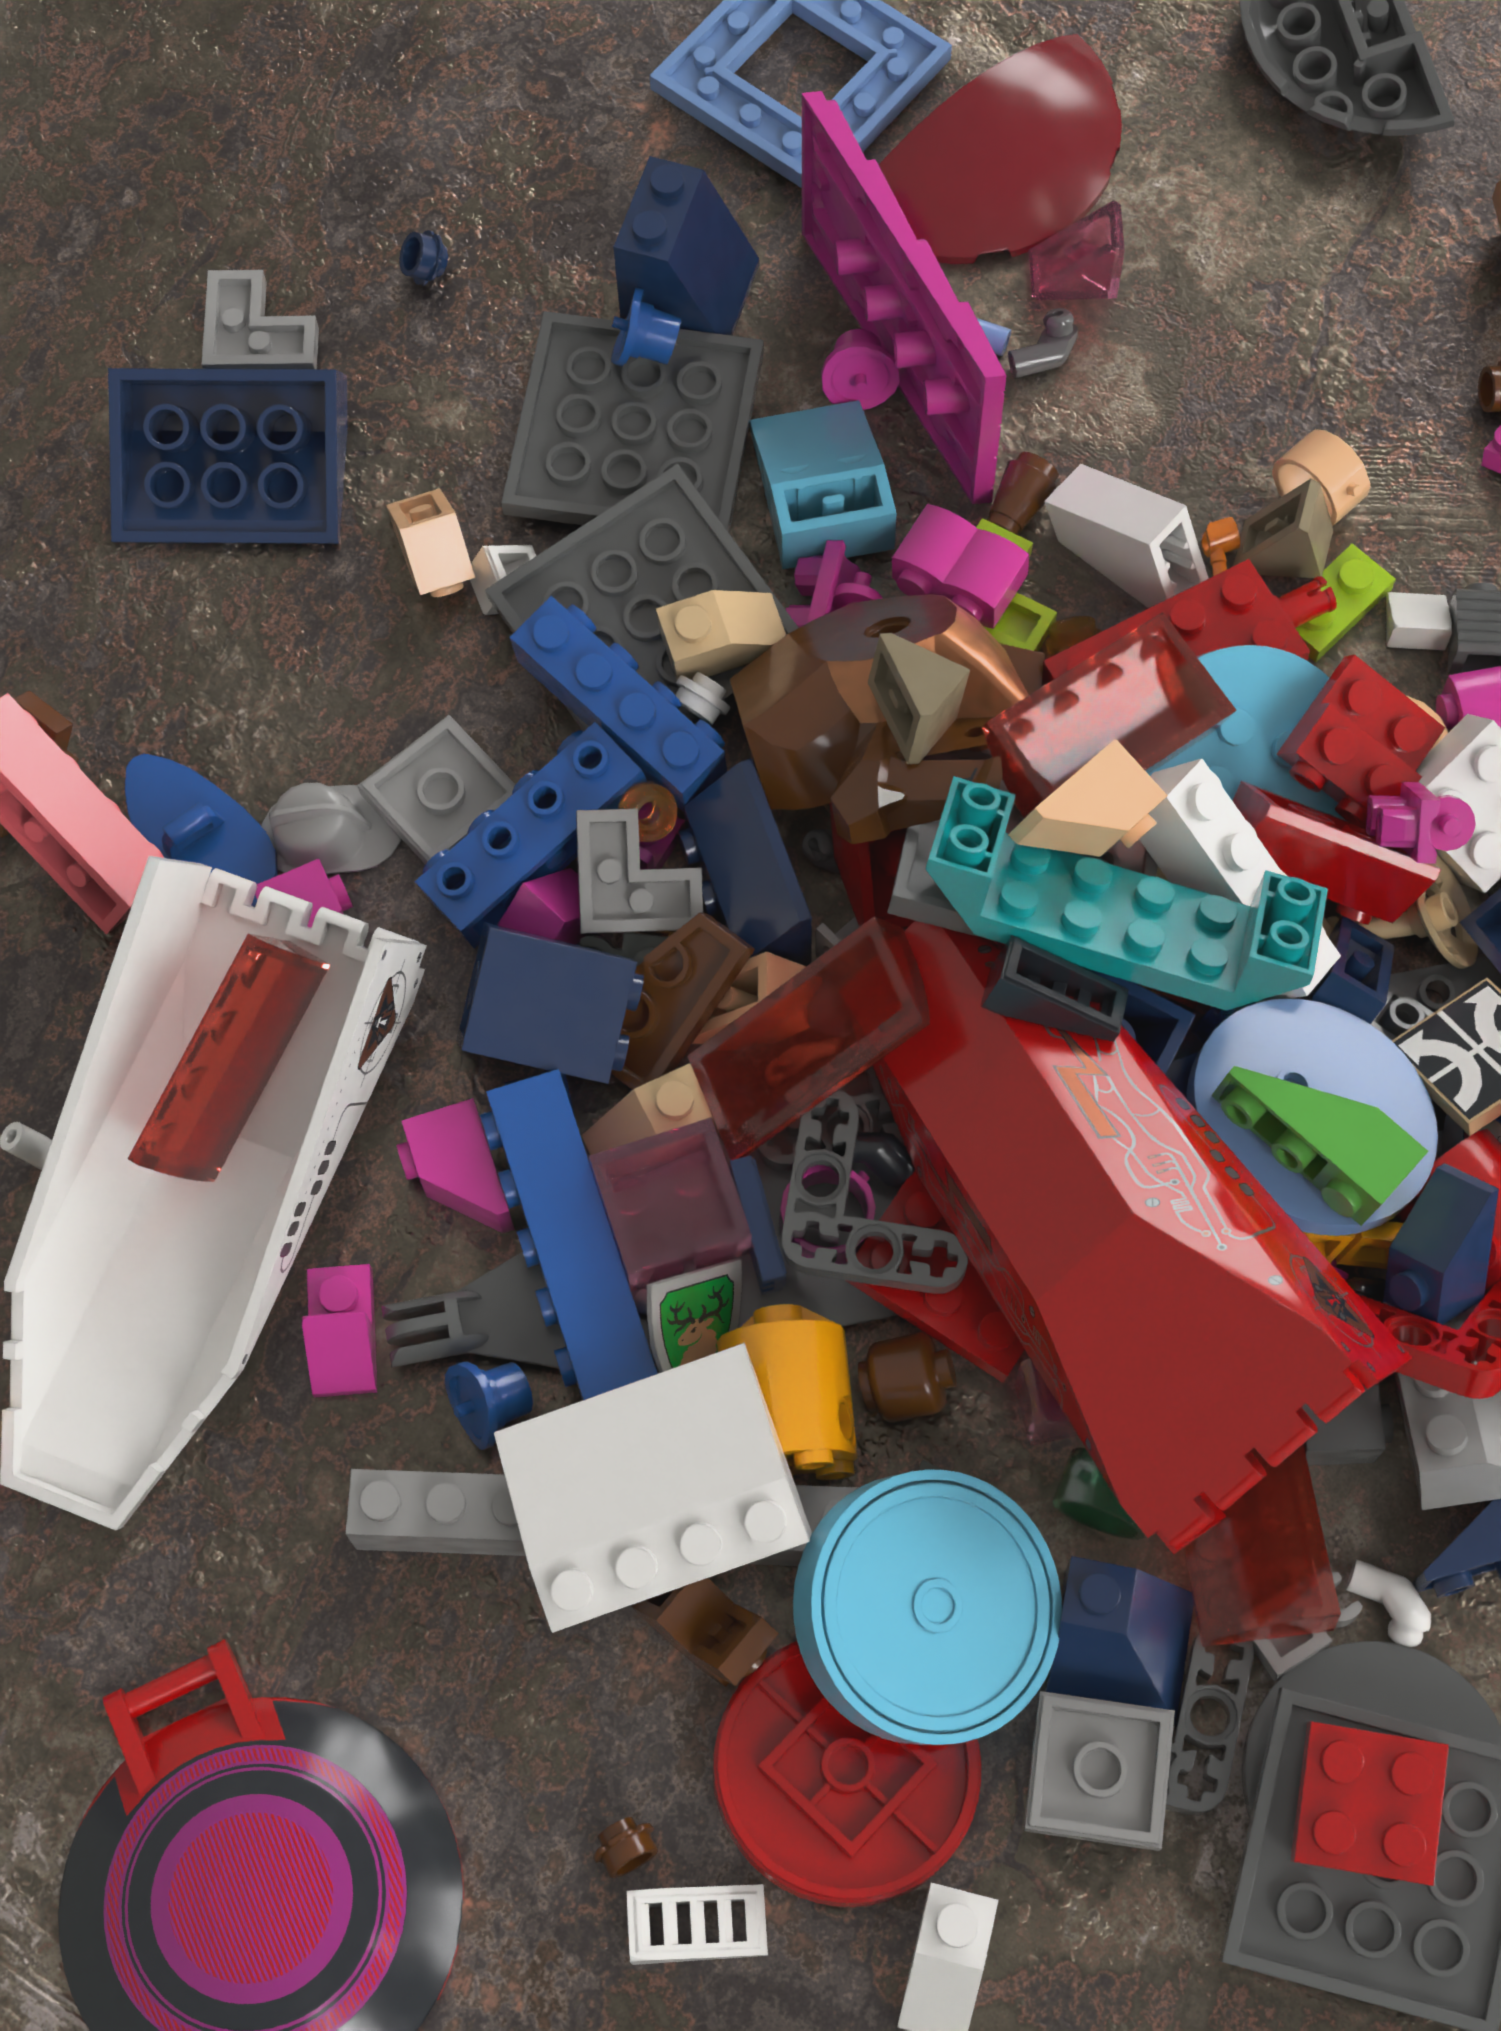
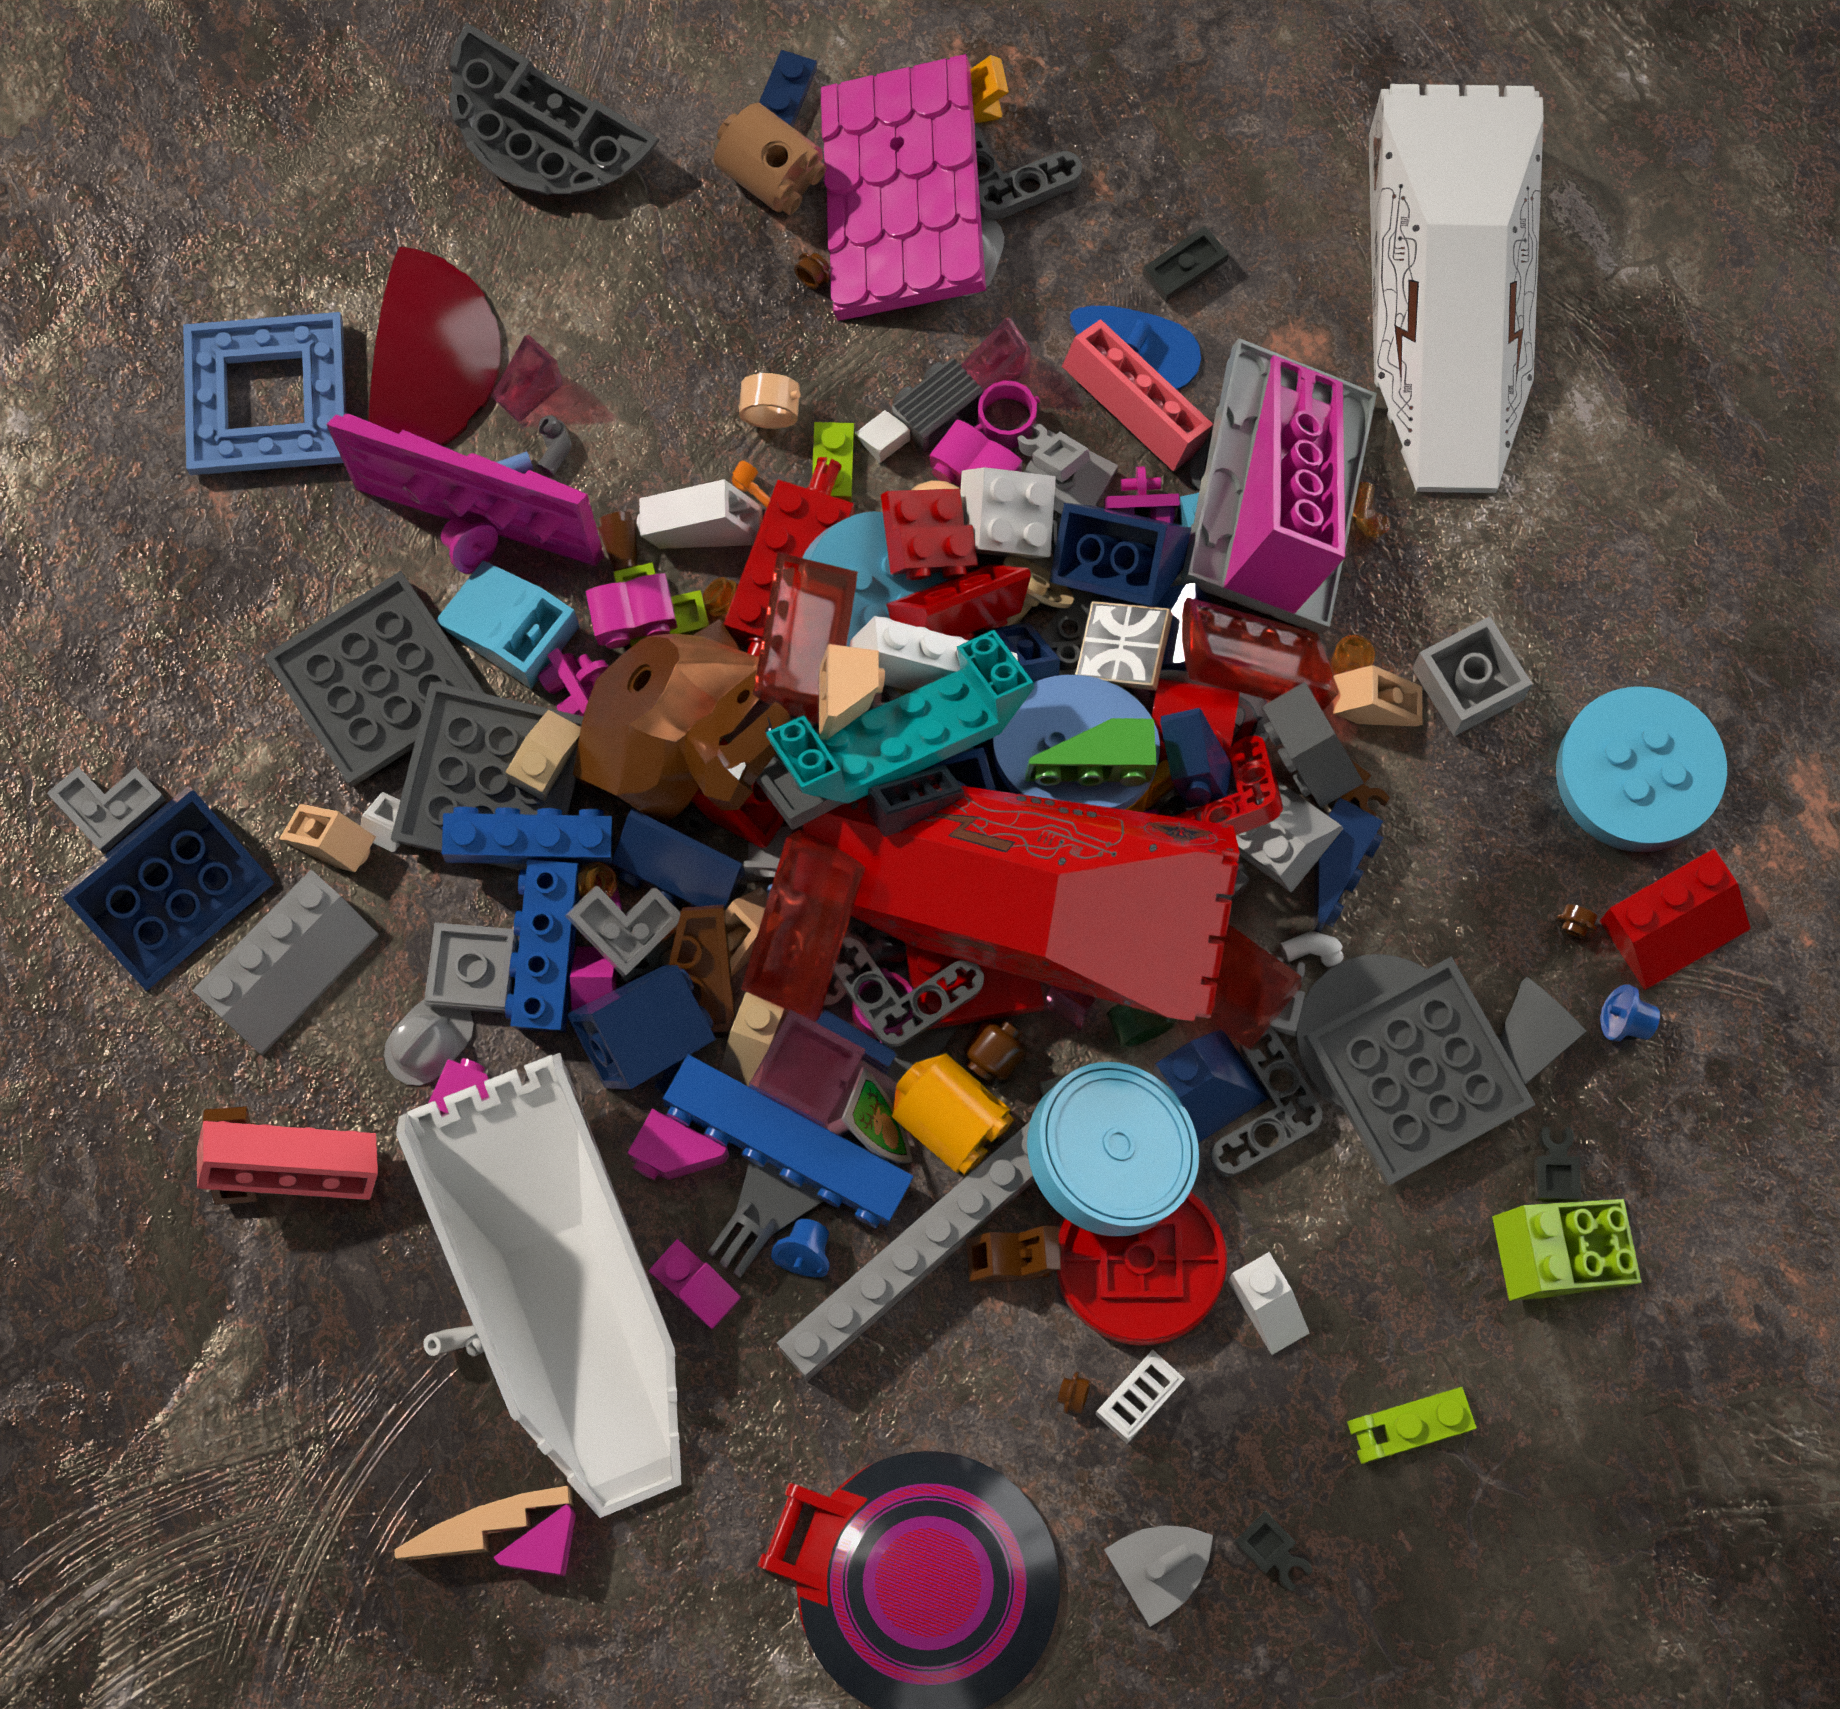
camera: 45 degrees left, 5 degrees up
(196, 820) = (356, 1102): blue shield -> none
(229, 1059) = (517, 1200): clear red slope -> none
(265, 626) = (286, 962): none -> light grey slope
(423, 257) = (160, 681): dark blue plate -> none
(644, 332) = (337, 623): blue piece -> none
(650, 1488) = (937, 1213): white slope -> none
(684, 250) = (316, 561): dark blue slope -> none
(702, 697) = (566, 796): white plate -> none
(915, 693) = (699, 704): dark tan slope -> none
(1099, 1771) = (1257, 1151): light grey plate -> none
(1289, 534) = (779, 448): dark tan slope -> none
(1370, 1803) = (1391, 1051): red plate -> none
(1419, 822) = (996, 553): dark pink hips -> none

